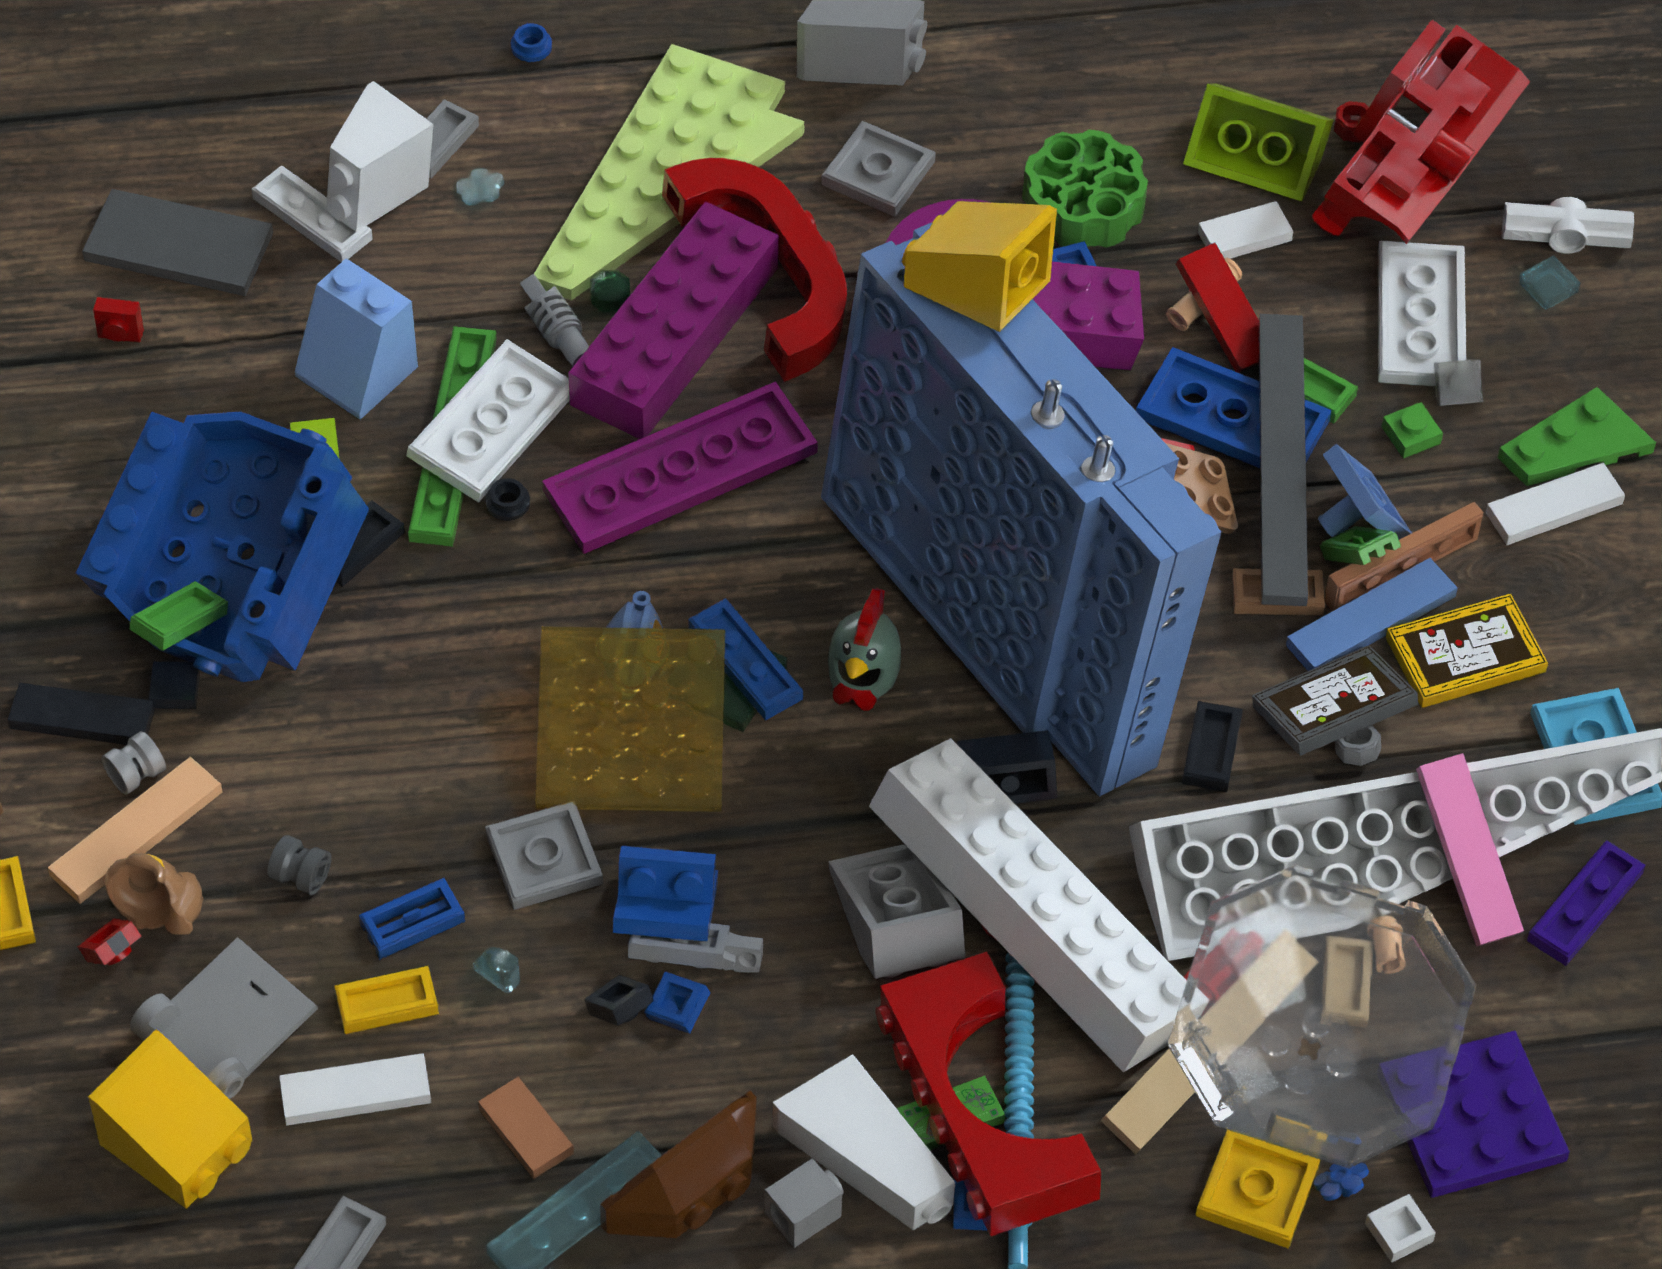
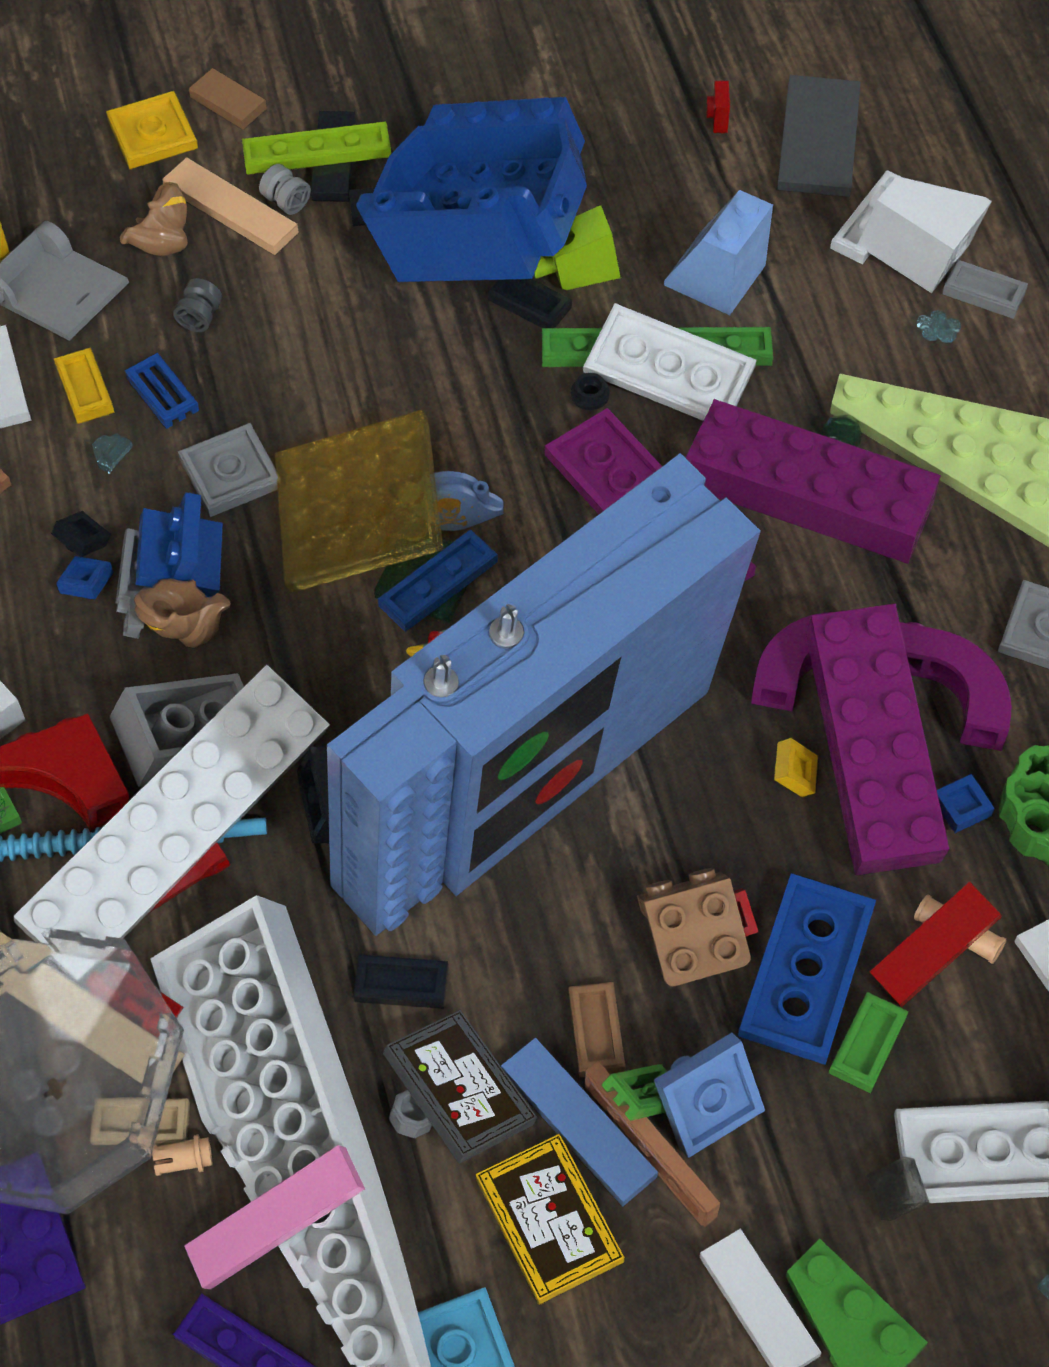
camera: 85 degrees right, 5 degrees up
(76, 723) = (317, 147): none -> lime tile
(110, 942) = (118, 203): red plate -> none
(178, 615) = (402, 172): bright green tile -> none
(555, 319) = (797, 393): light grey hinge -> none
(753, 194) = (940, 553): red arch -> none
(757, 891) = (180, 611): none -> medium nougat hair
(983, 259) = (660, 536): yellow slope -> none
(1282, 461) = (748, 1010): dark grey tile -> none
(1412, 430) = (830, 1149): bright green plate -> none

